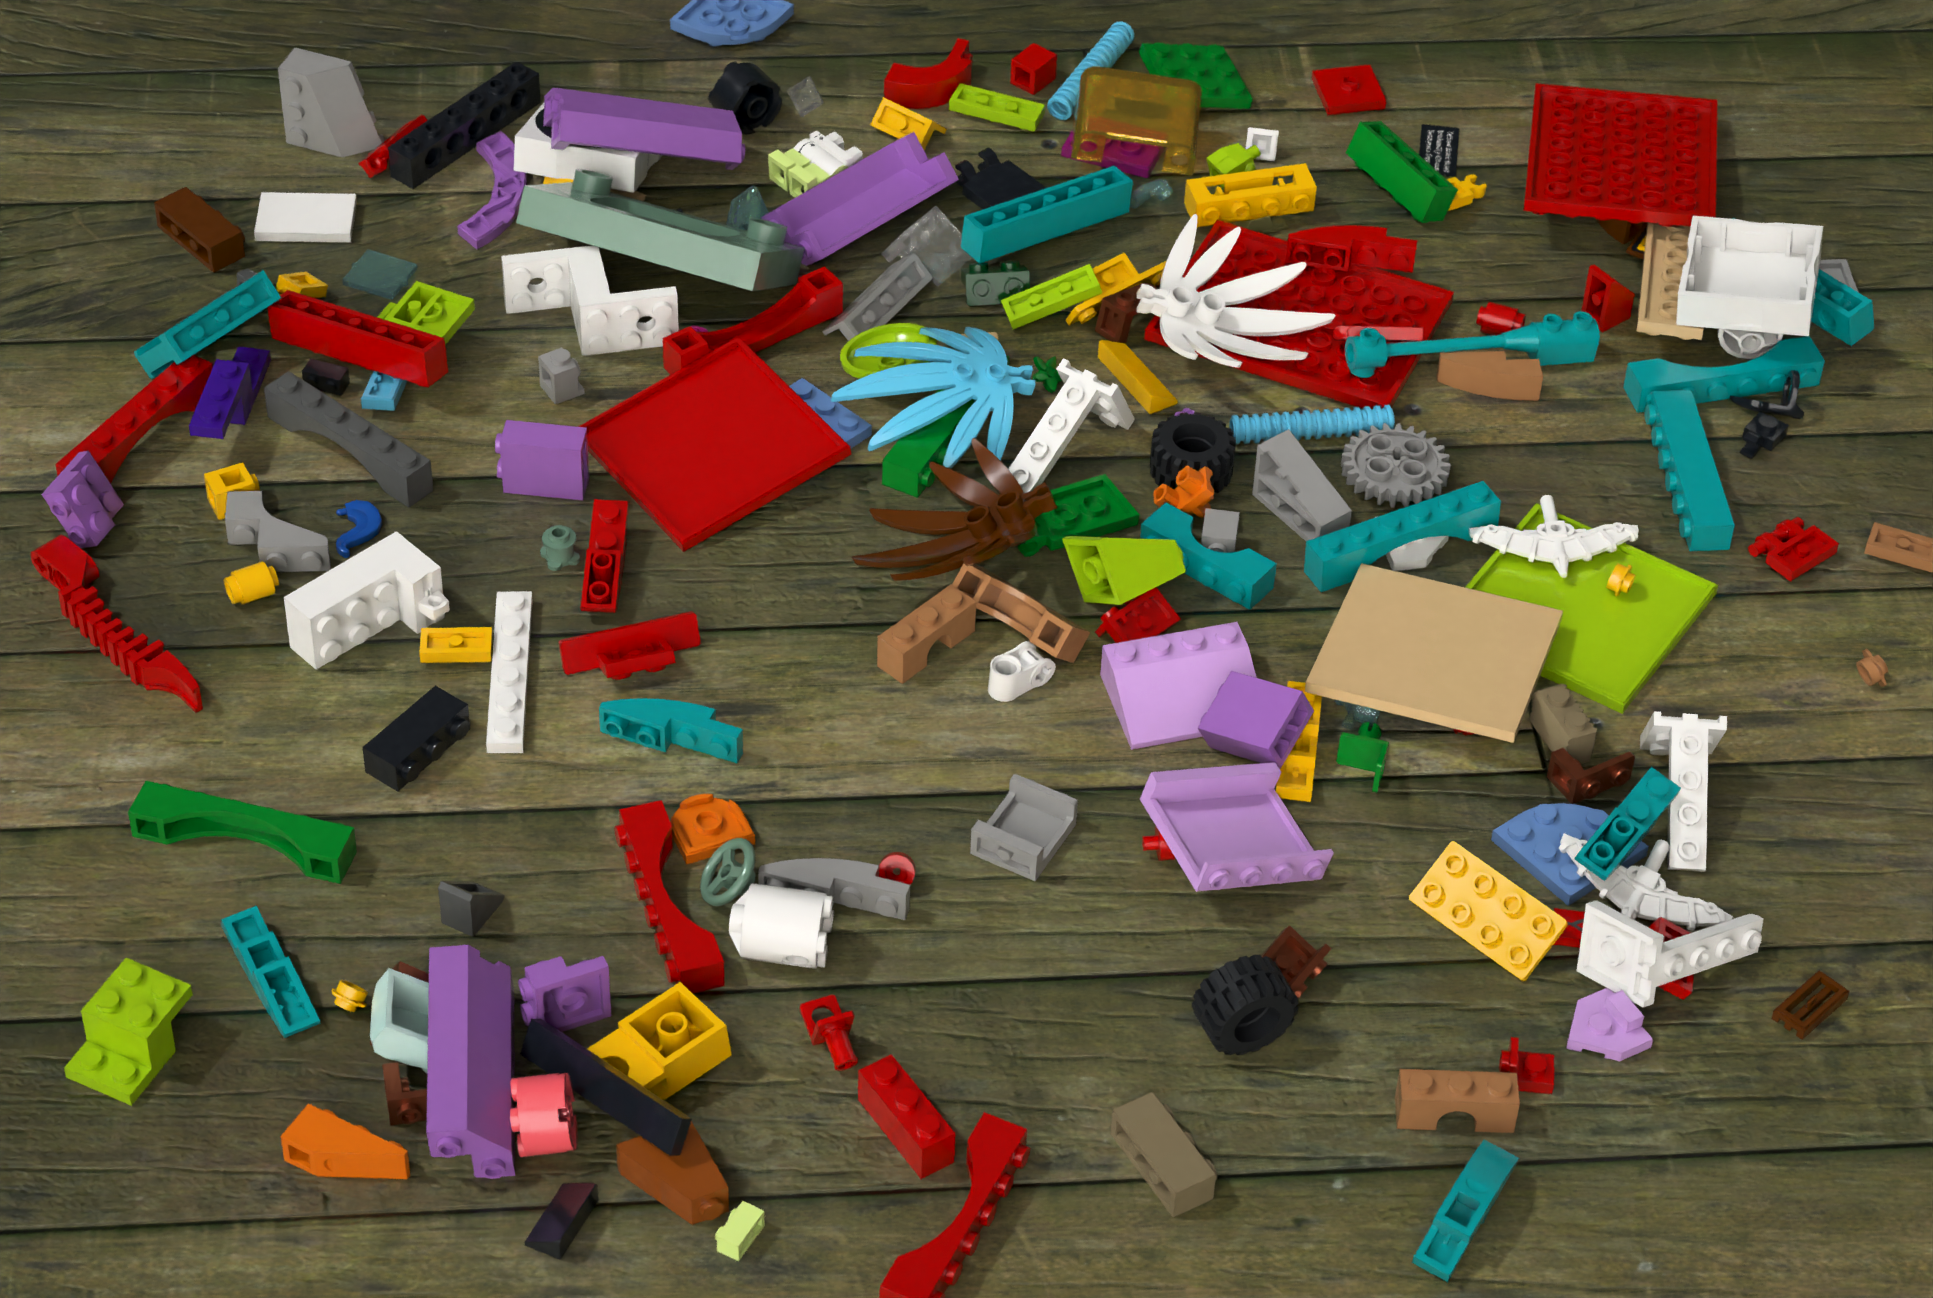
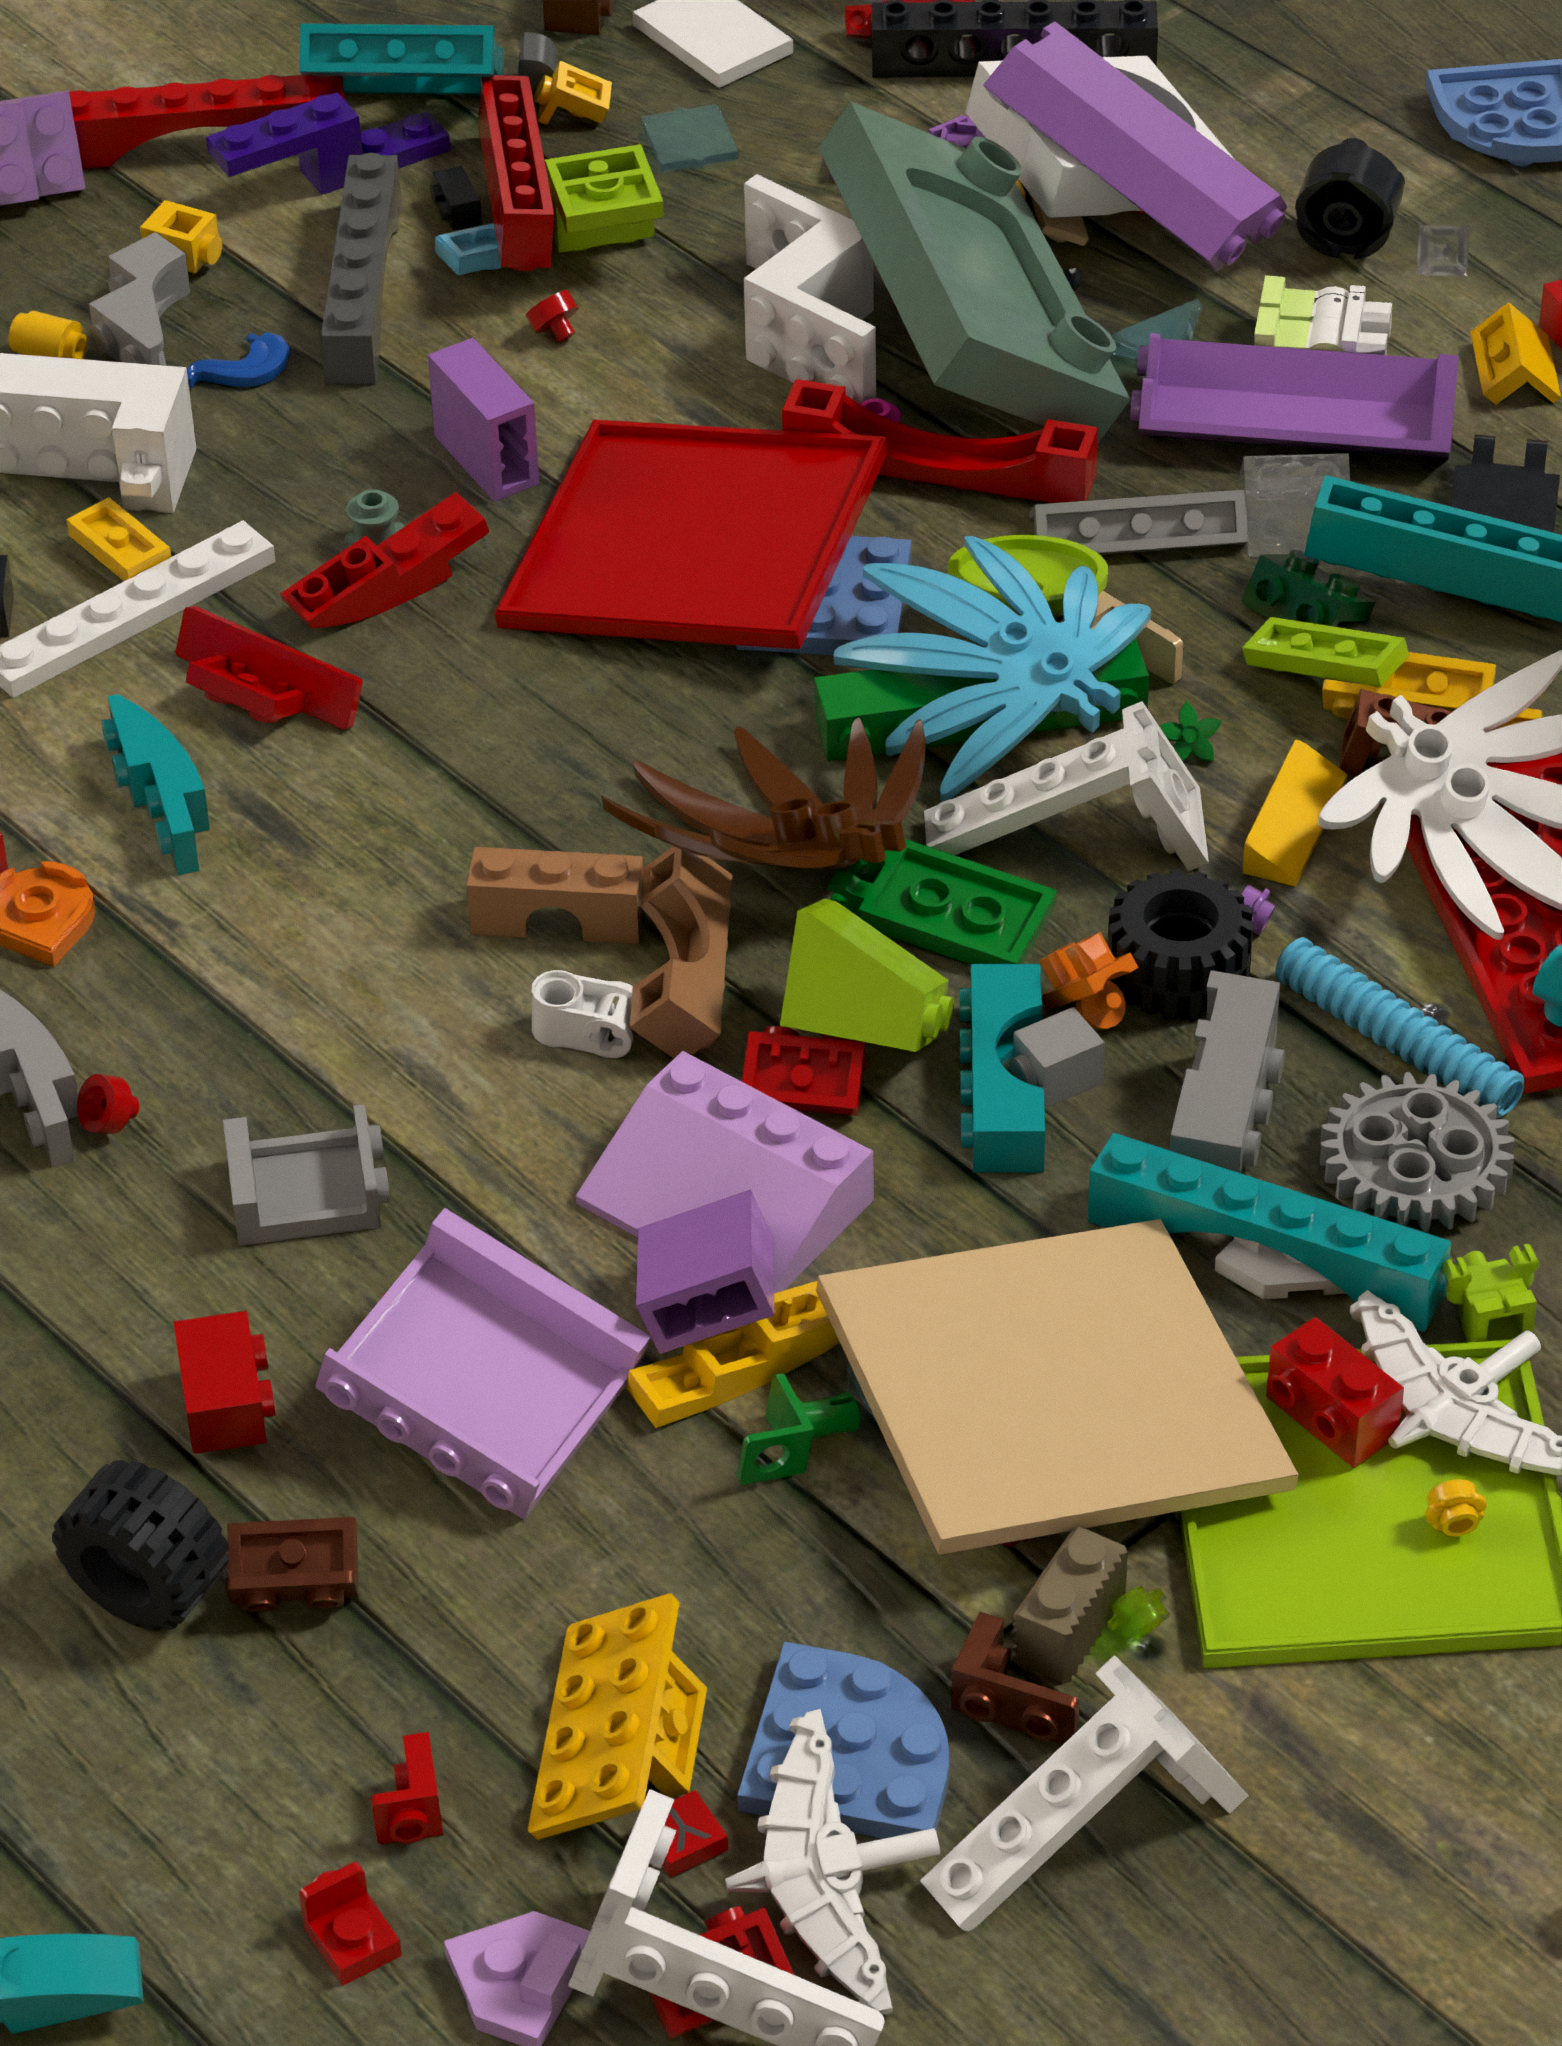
camera: 55 degrees right, 0 degrees up
(474, 395) = (554, 314): none -> red tile
(560, 375) = (664, 355): light grey brick -> none
(1145, 927) = (222, 1383): none -> red brick
(1430, 1094) = (180, 1846): medium nougat arch -> none
(1472, 997) = (414, 1808): none -> red bracket
(1514, 494) = (1493, 1294): none -> lime piece
(1532, 569) = (1334, 1391): none -> red brick
(1590, 705) = (1138, 1613): none -> clear neon green plate
(1628, 824) = (884, 1771): teal slope -> none

